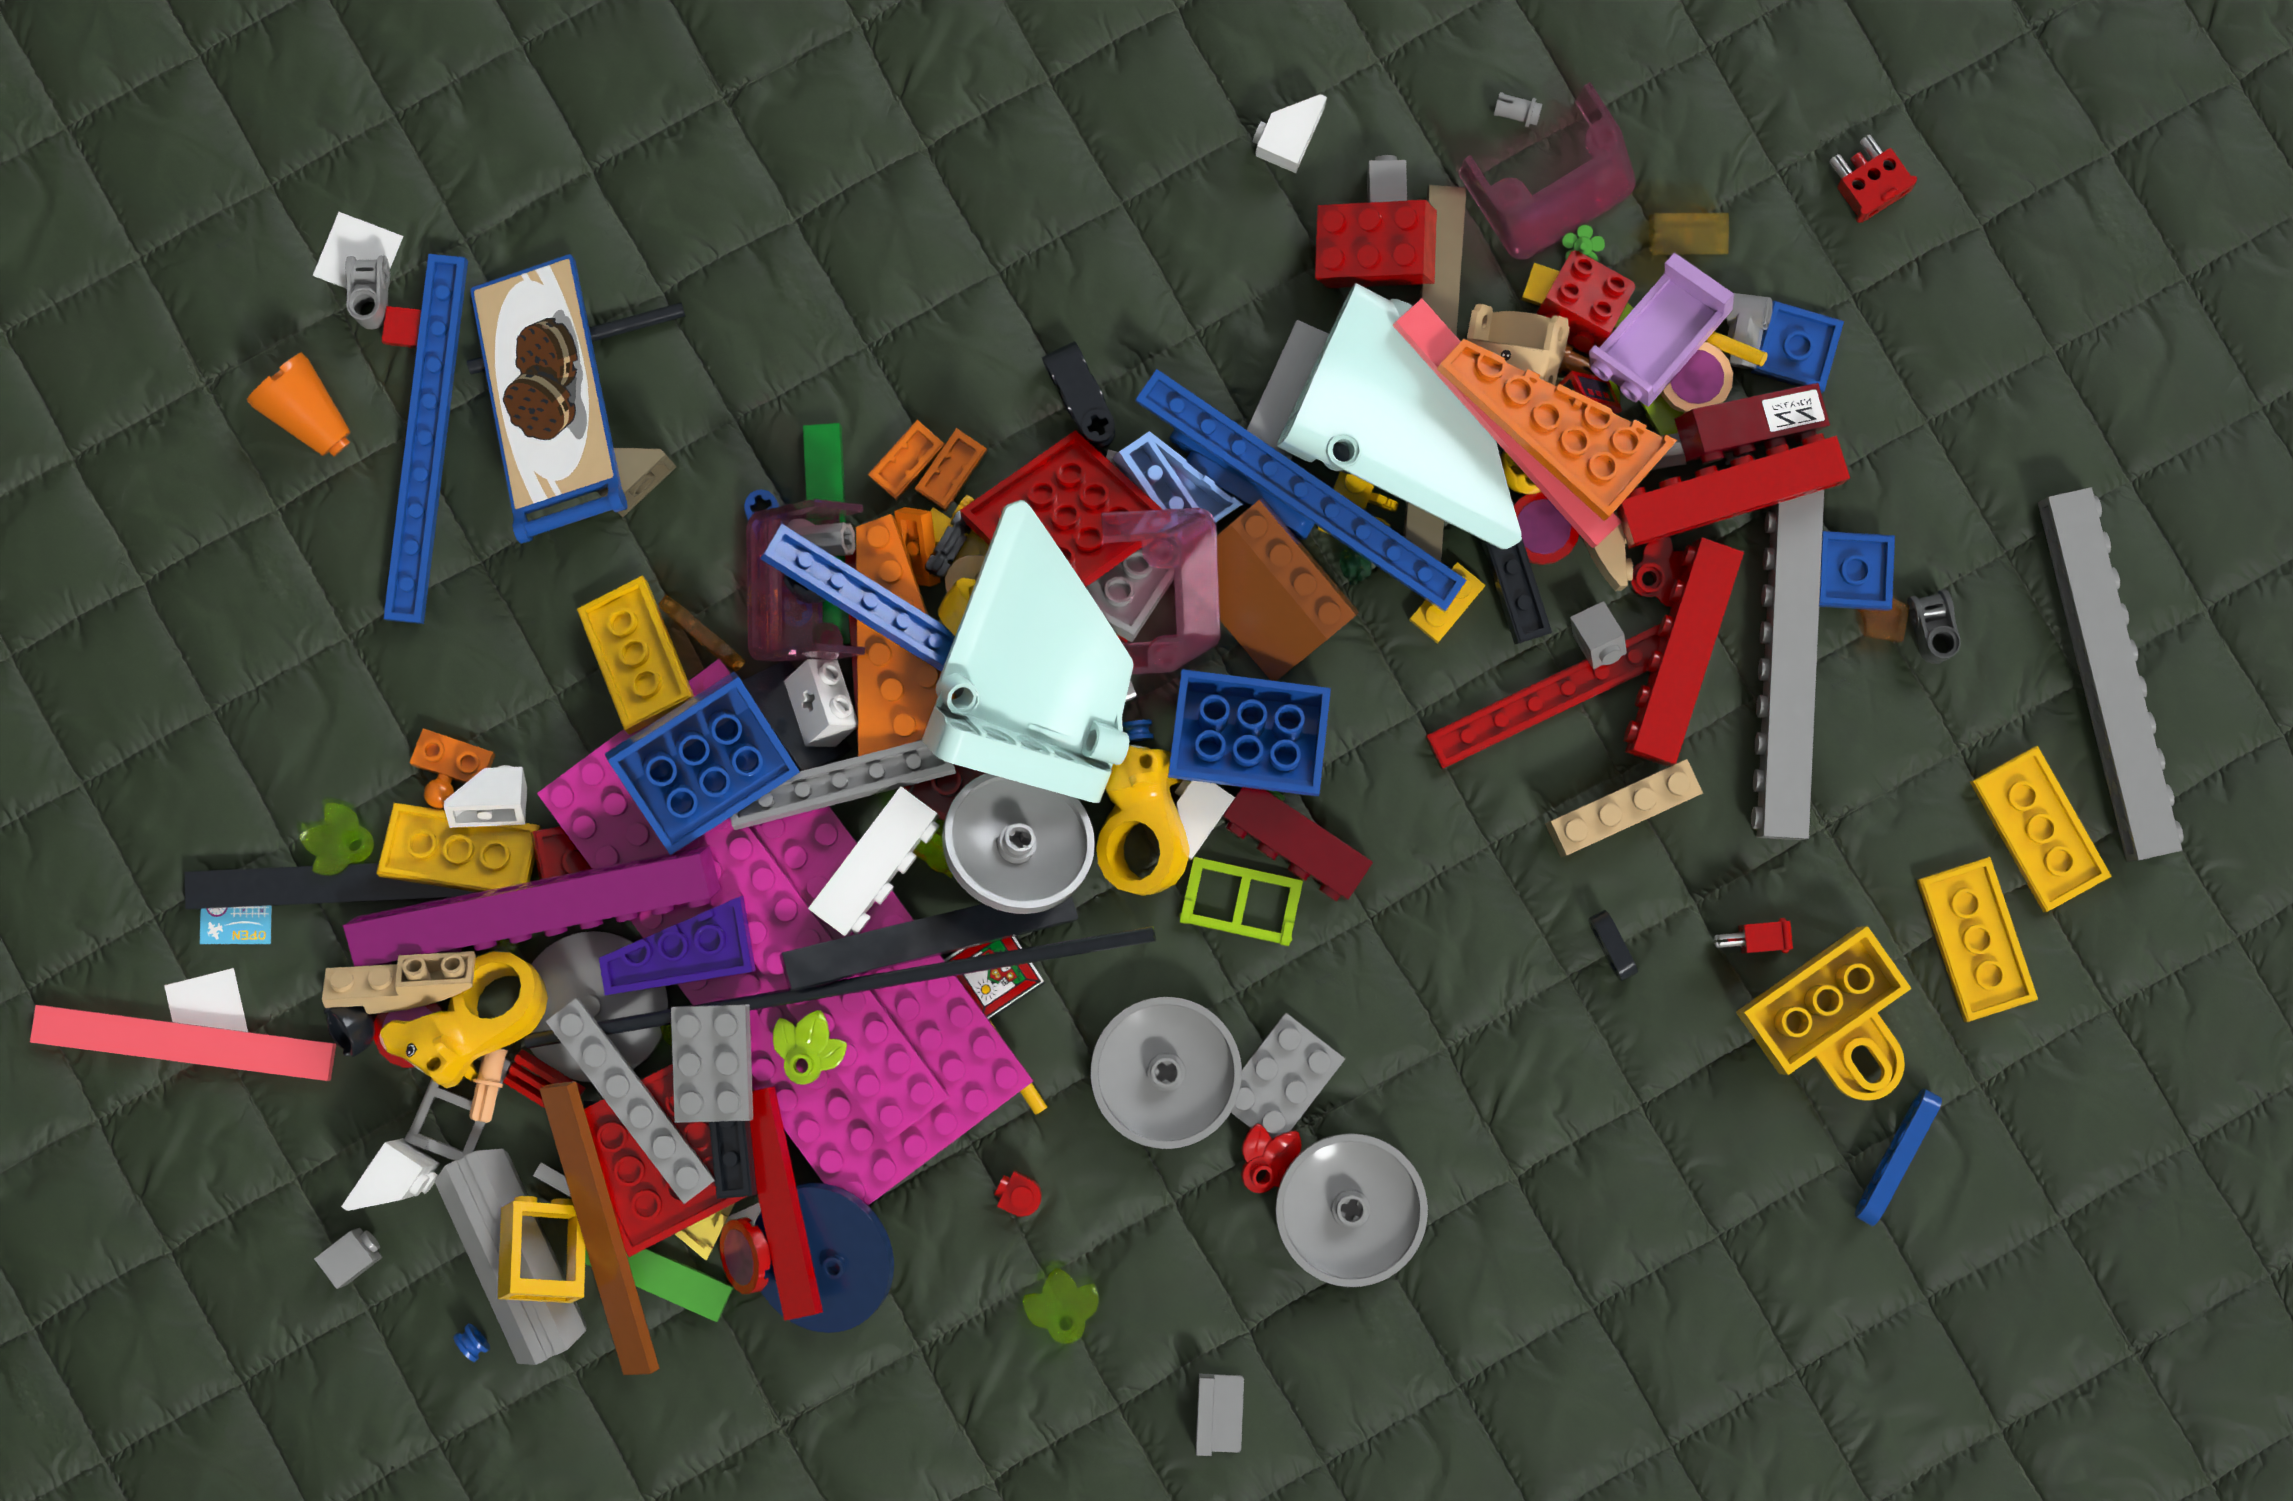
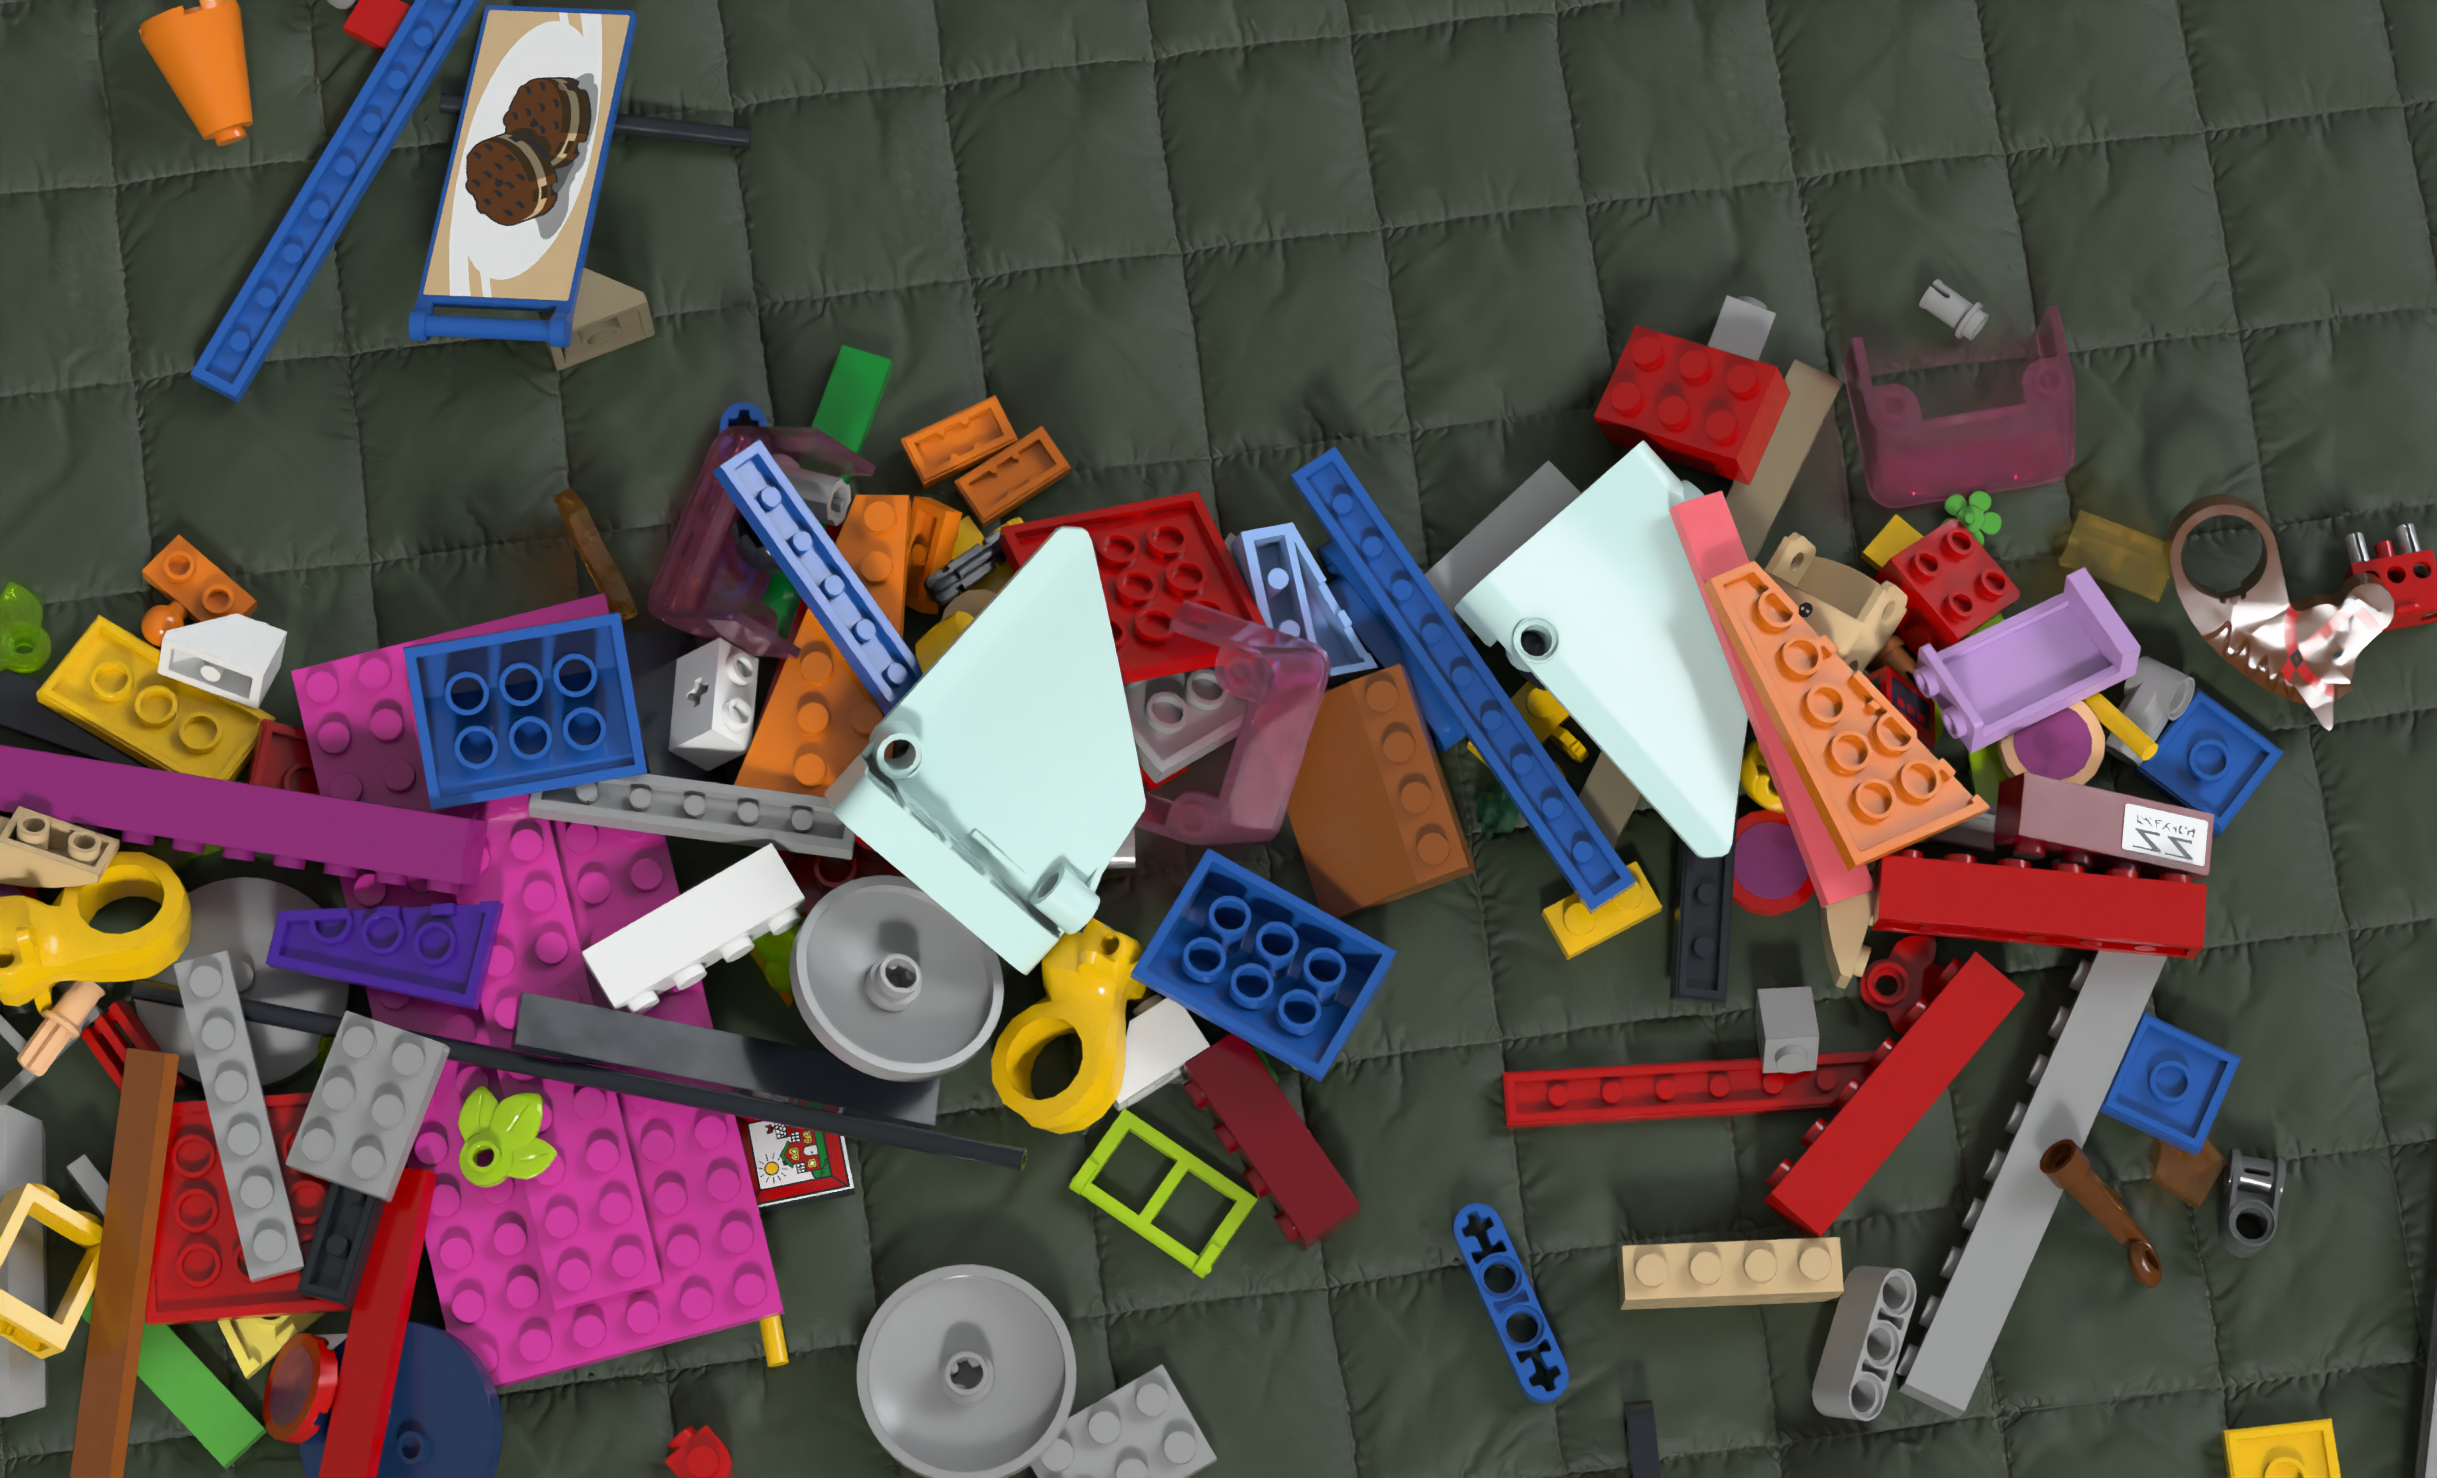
camera: 20 degrees right, 10 degrees down
(635, 654) = (497, 544): yellow tile -> none
(1080, 393) = (1224, 448): black piece -> none
(1138, 730) = (1117, 910): blue bush -> none
(1289, 133) = (1638, 222): white slope -> none
(1495, 877) = (1517, 1300): none -> blue beam
(1726, 818) = (1864, 1342): none -> light grey beam
(1816, 251) = (2284, 645): none -> reddish brown animal
(1819, 657) = (2070, 1170): none -> reddish brown plant

